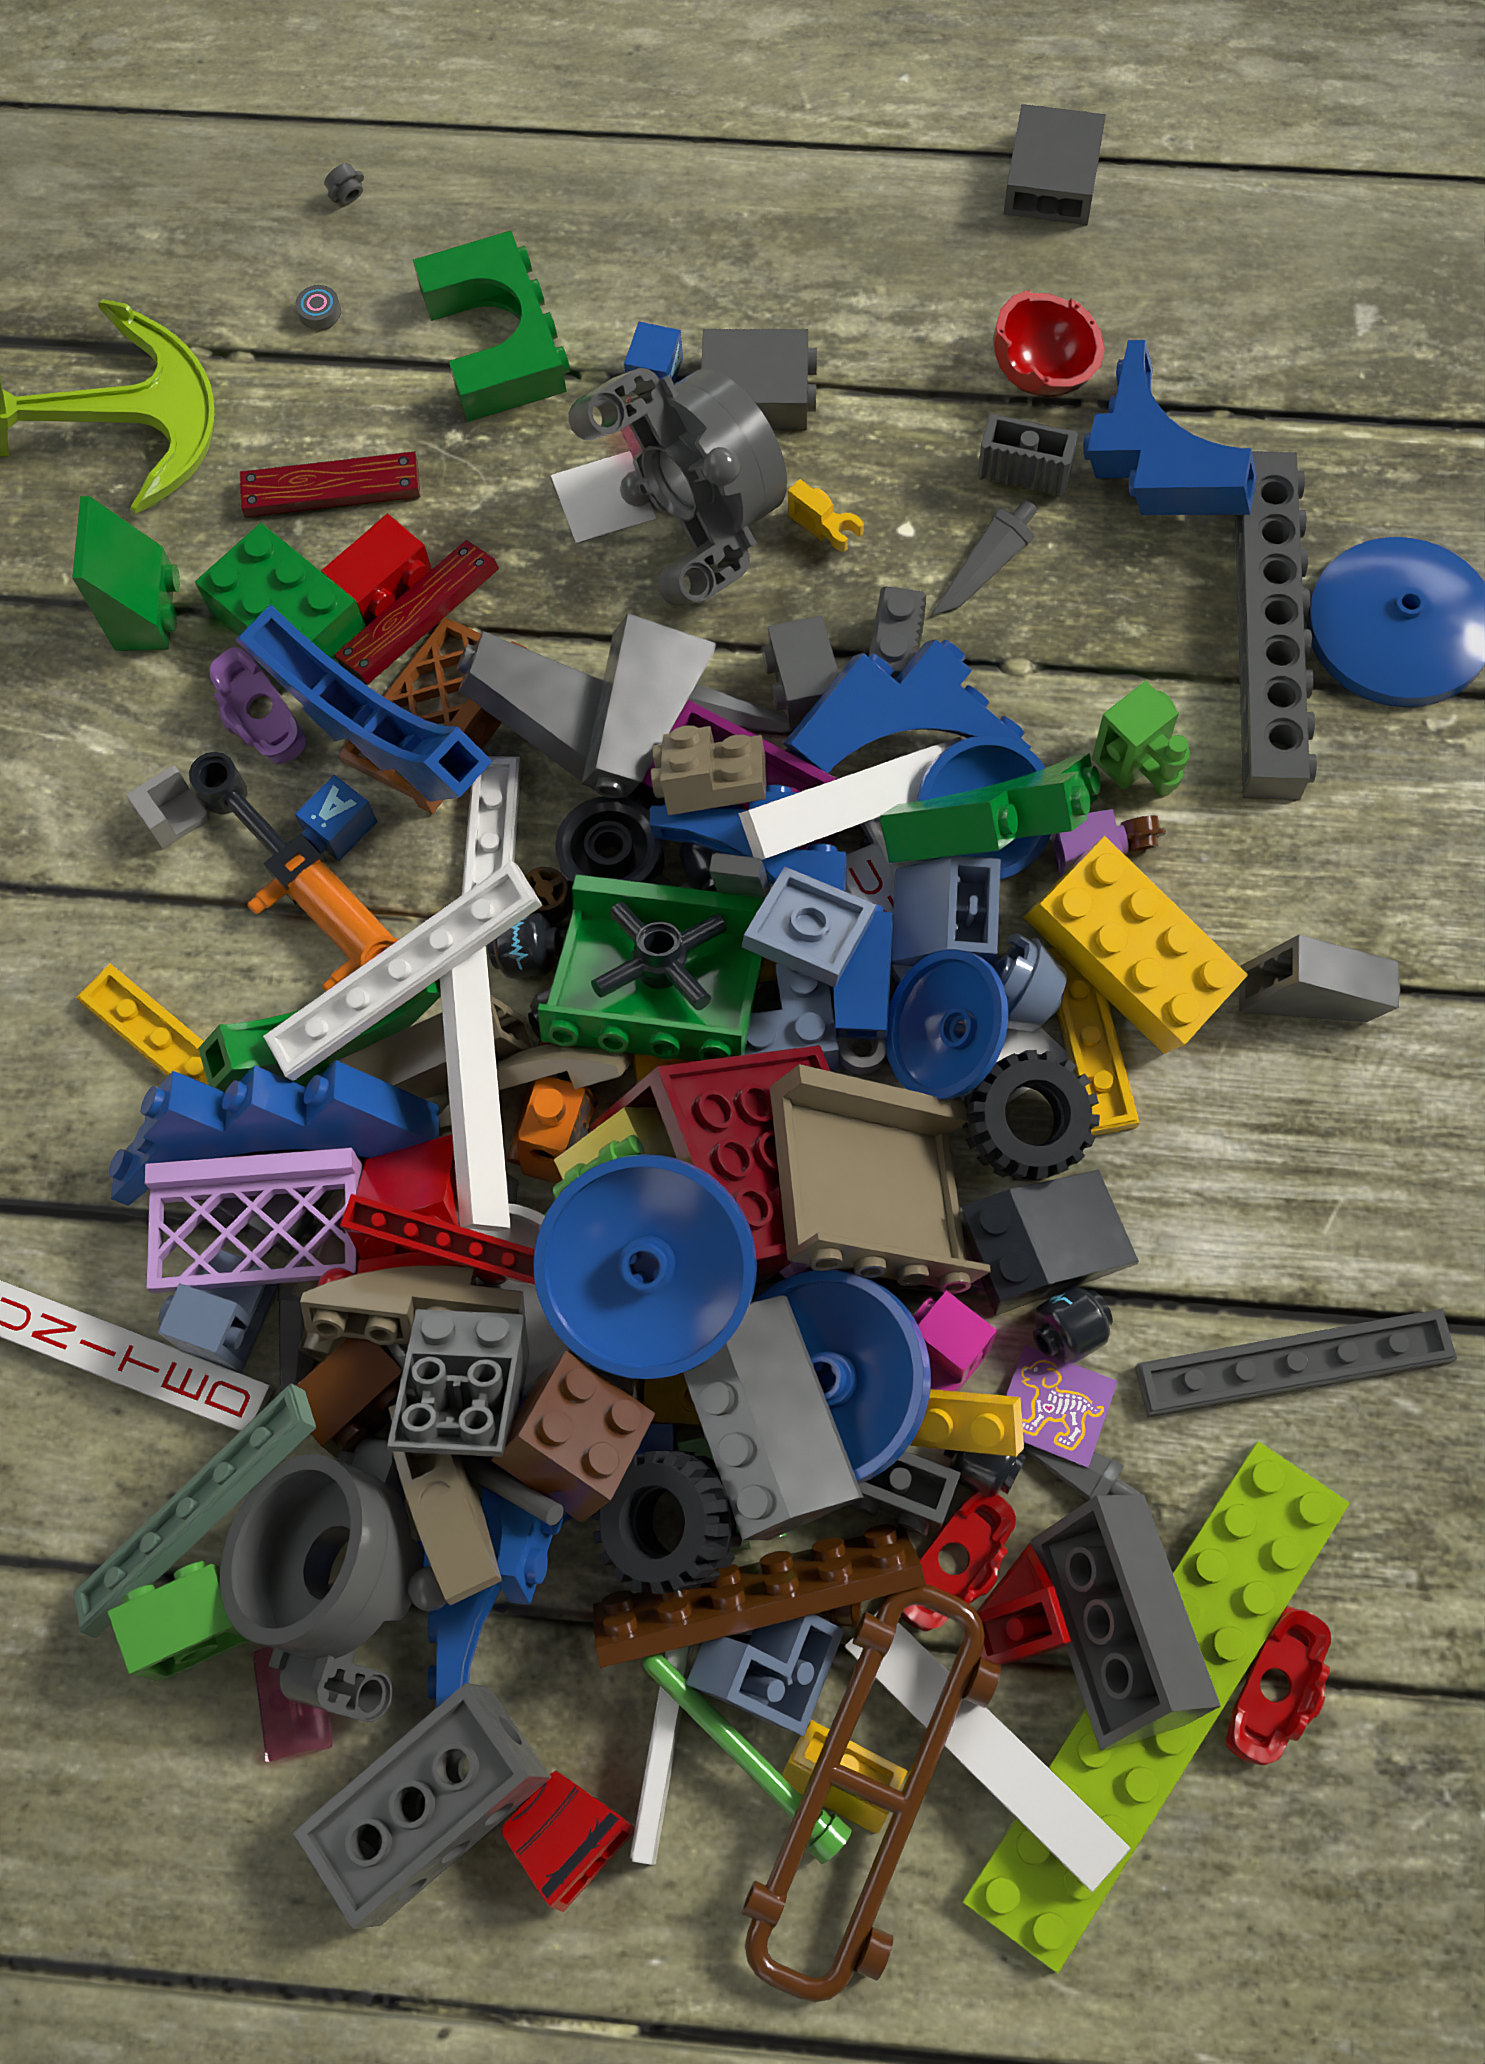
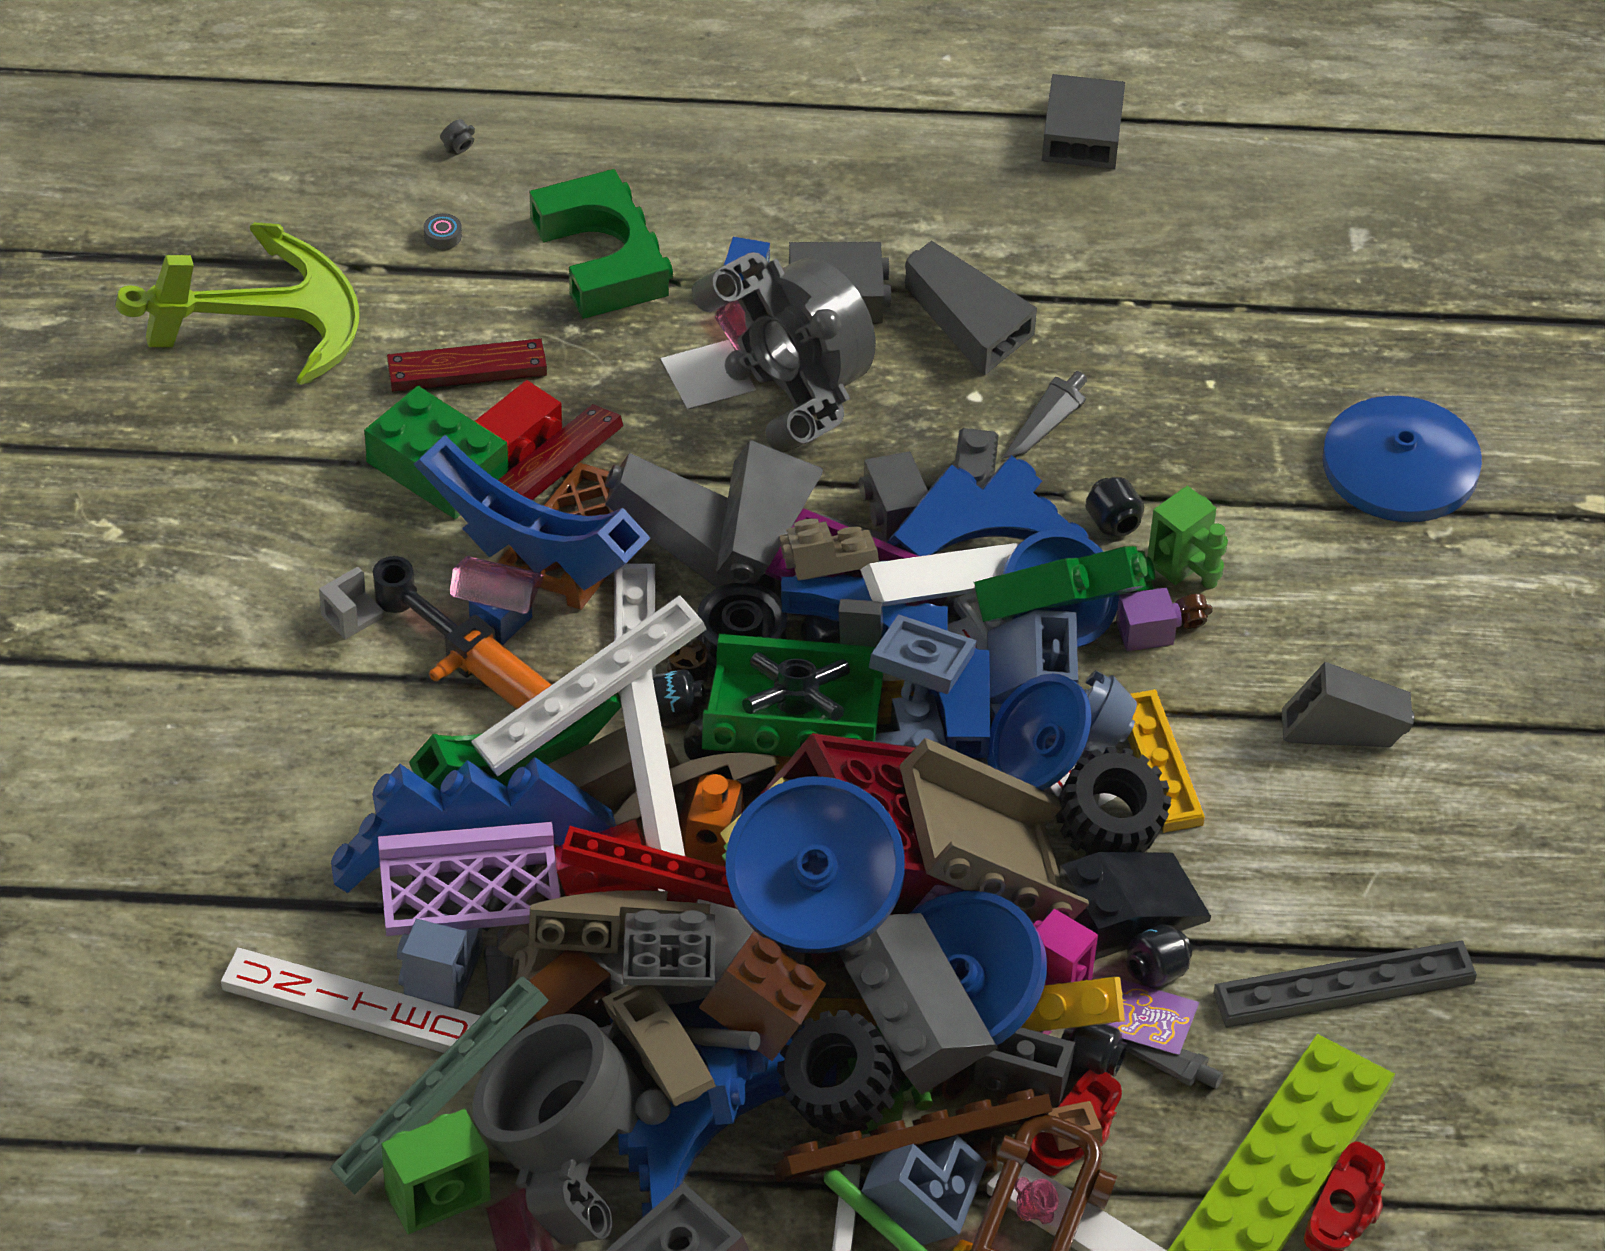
camera: 10 degrees left, 20 degrees down
(124, 579) = (306, 432): green slope -> none
(143, 1024) = (336, 761): yellow tile -> none
(238, 684) = (402, 513): medium lavender piece -> none
(325, 794) = (495, 584): none -> clear pink slope
(816, 514) = (897, 383): yellow plate -> none
(907, 412) = (969, 306): none -> dark grey slope
(910, 1698) = (1036, 1200): none -> clear pink plate
(956, 1571) = (1079, 1114): none -> medium nougat tile
(1022, 1614) = (1138, 1158): red slope -> none
(1027, 454) = (1075, 335): dark grey brick -> none
(1047, 344) = (1086, 253): red cylinder -> none
(1058, 688) = (1115, 506): none -> black head
(1125, 1621) = (1213, 1145): dark grey slope -> none
(1135, 946) = (1191, 682): yellow brick -> none
(1164, 463) = (1190, 337): blue arch -> none
(1265, 769) = (1291, 460): dark grey brick -> none

